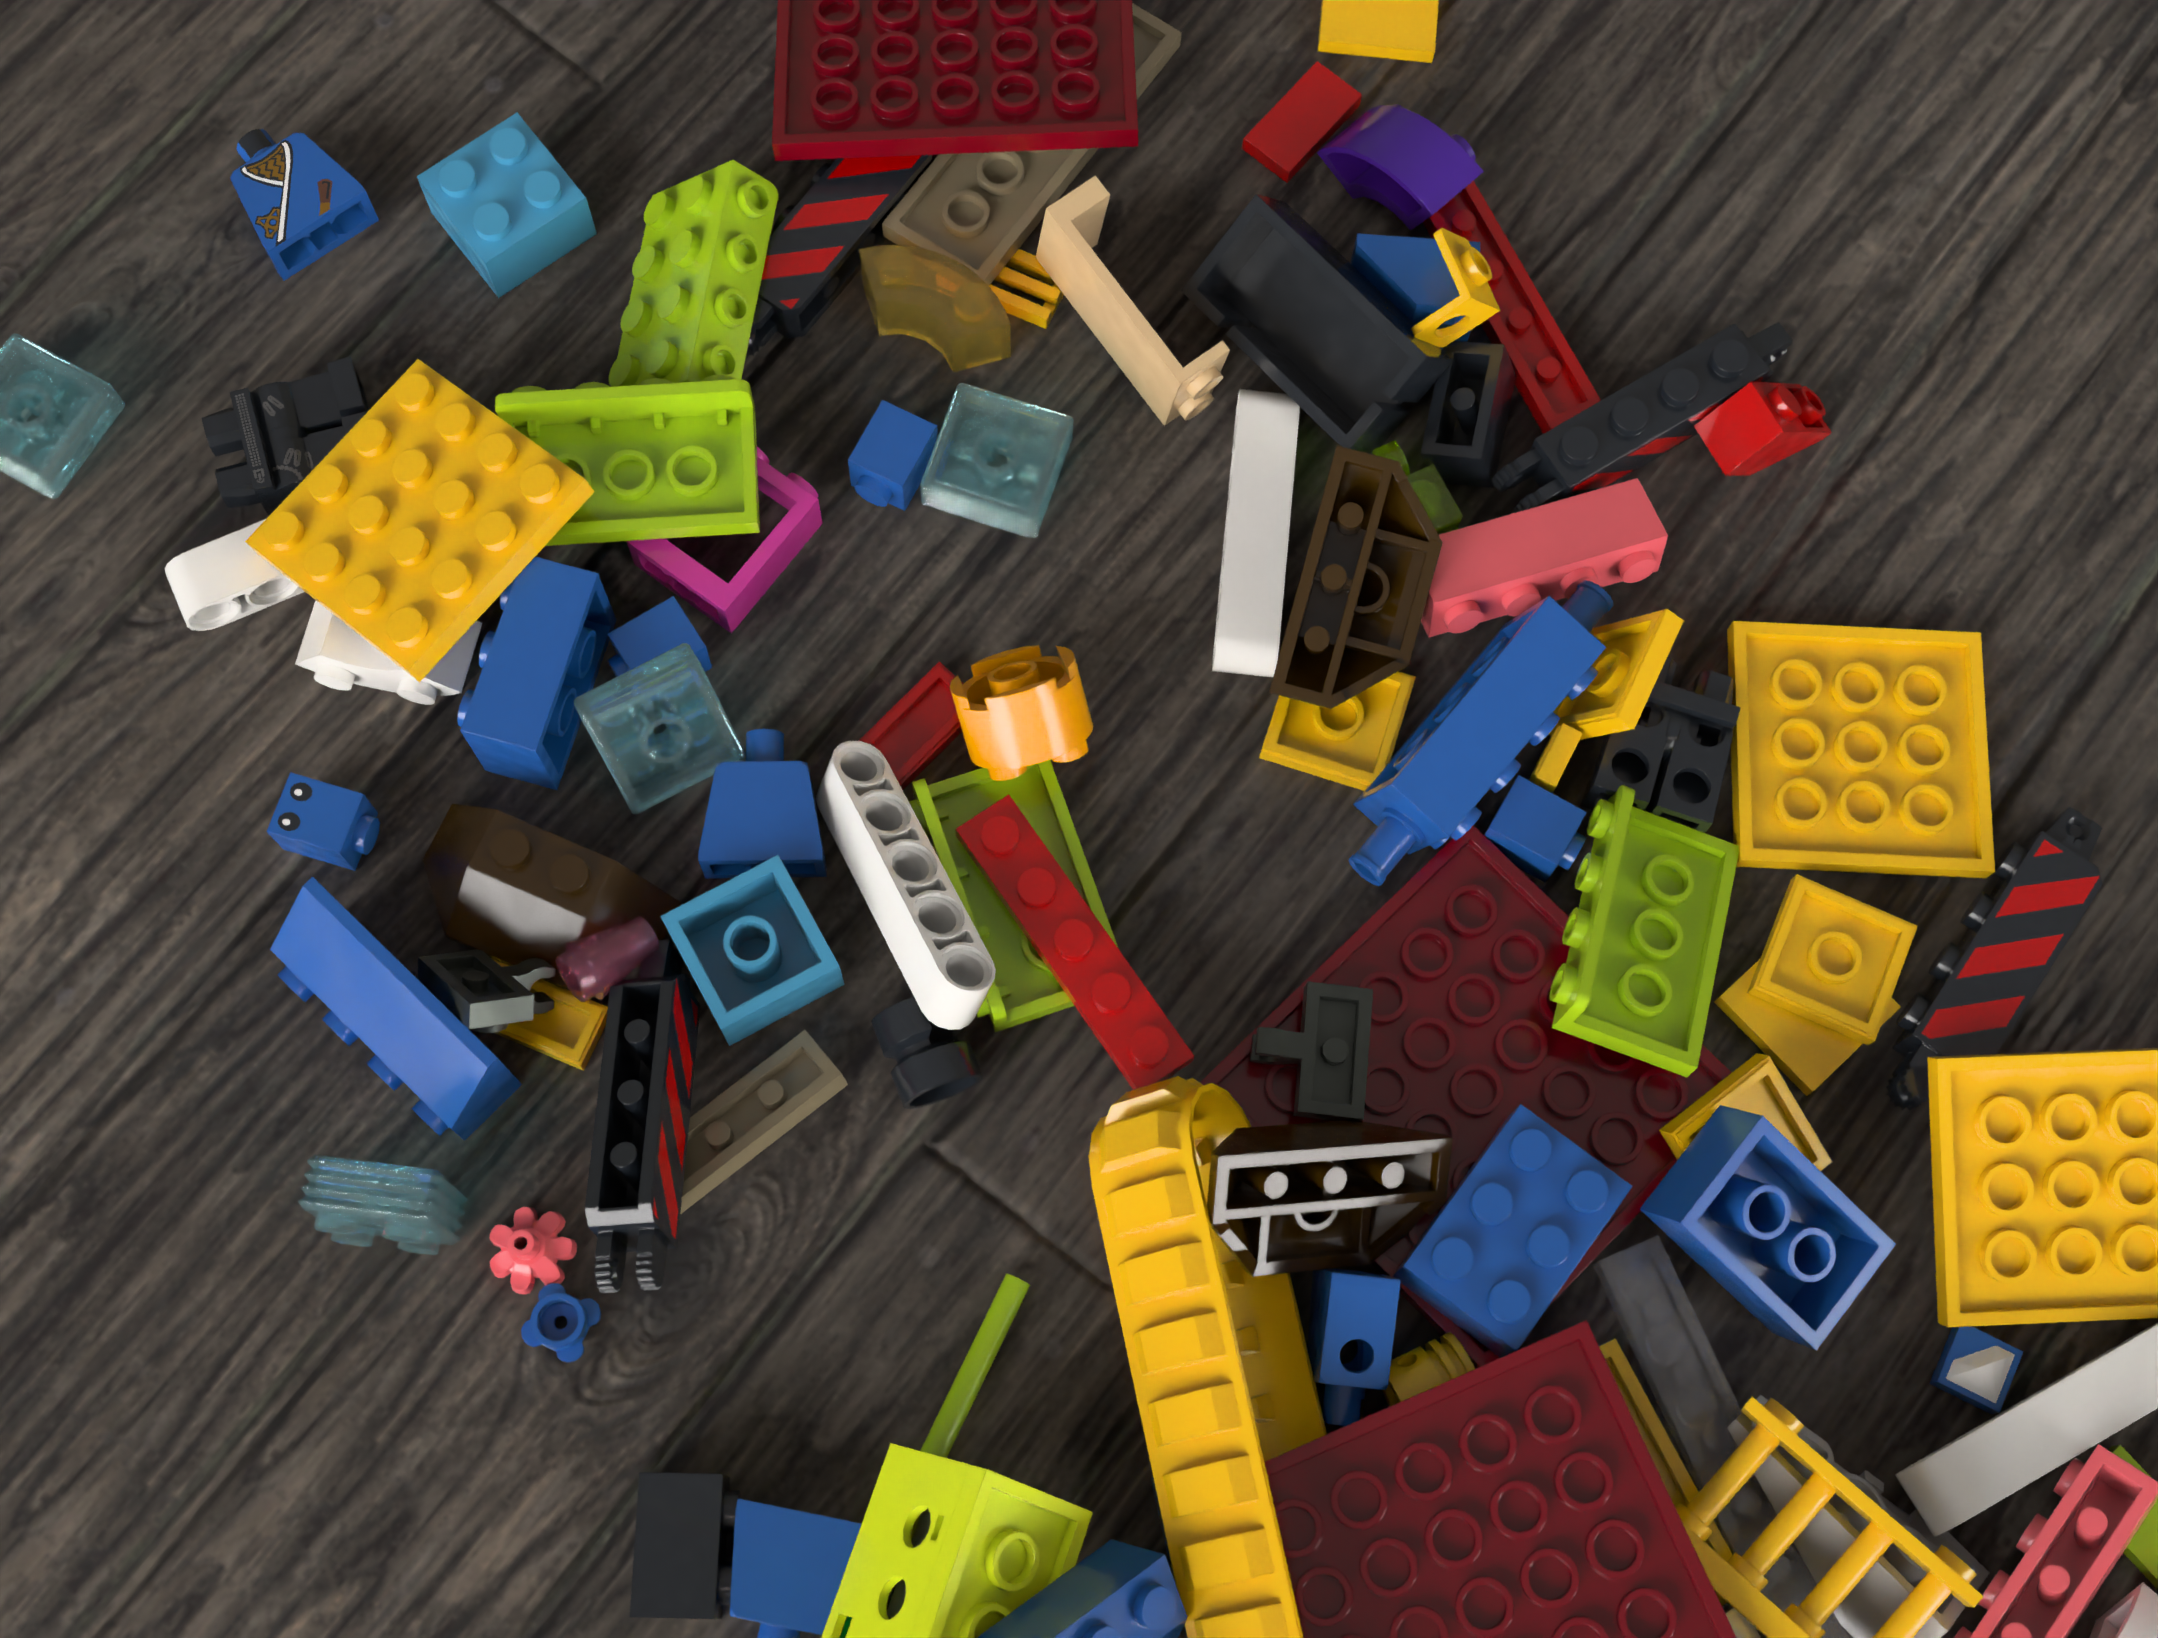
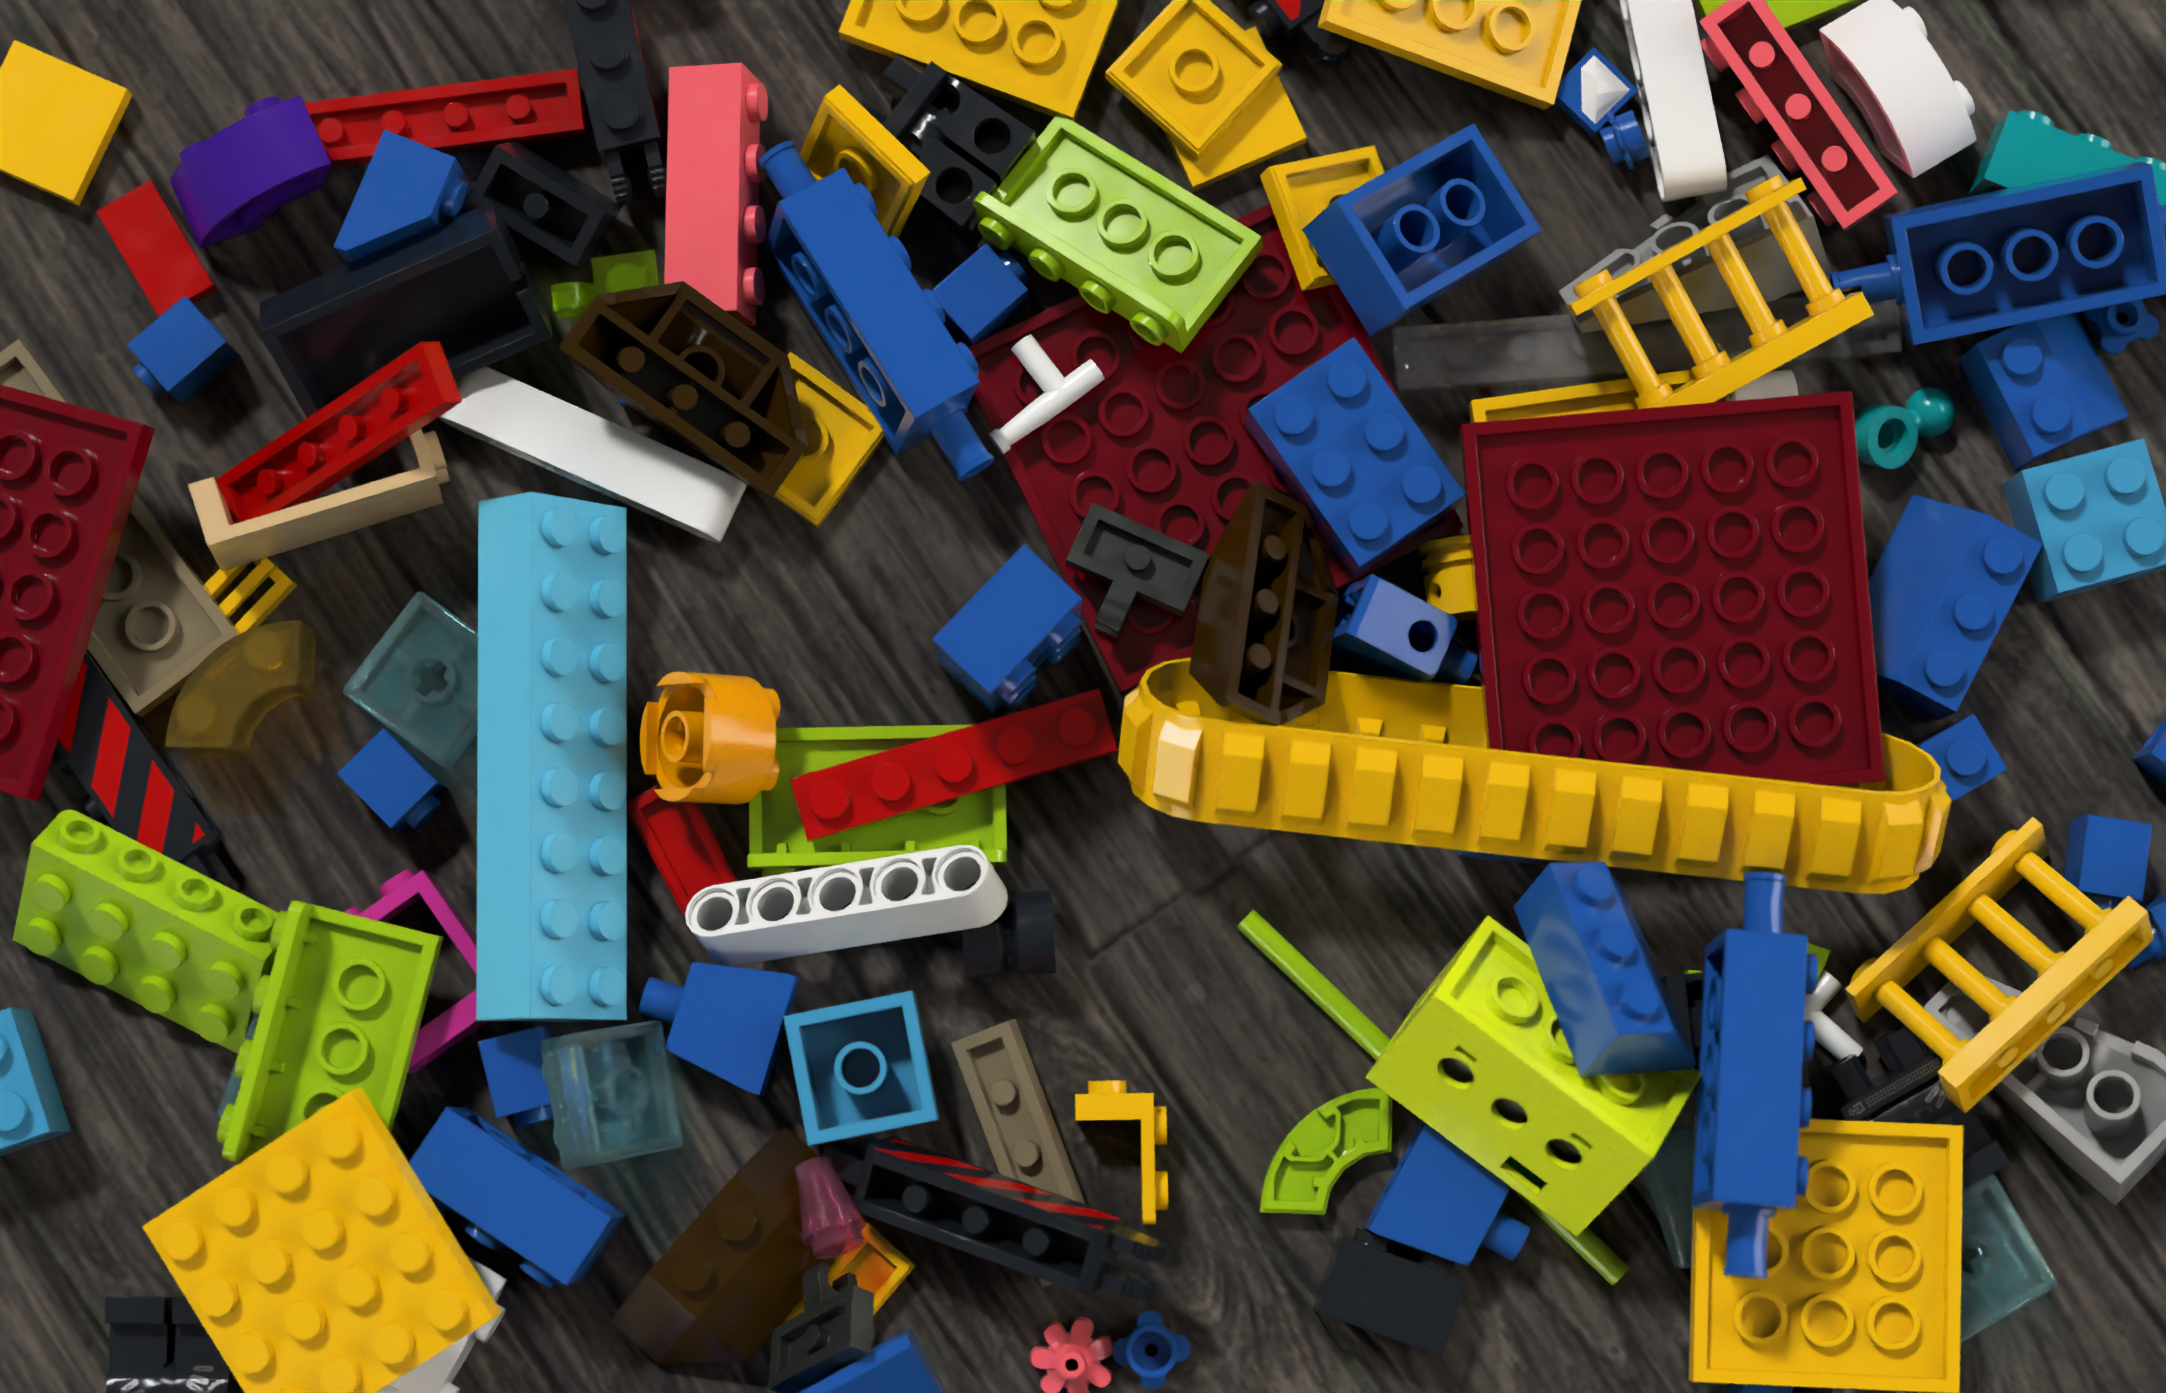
camera: 70 degrees left, 10 degrees up
(793, 1203) = (1111, 1102): none -> yellow bracket
(810, 1431) = (1323, 1147): none -> lime tile
(954, 576) = (551, 760): none -> medium azure brick
(1197, 300) = (343, 434): none -> red plate
(1216, 945) = (1010, 632): none -> blue brick
(1219, 164) = (181, 352): none -> blue brick
(1468, 927) = (1057, 390): none -> white piece
(1475, 301) = (427, 155): yellow bracket -> none
(1555, 757) = (925, 257): yellow tile -> none
(1942, 1415) = (1624, 139): none -> blue plate

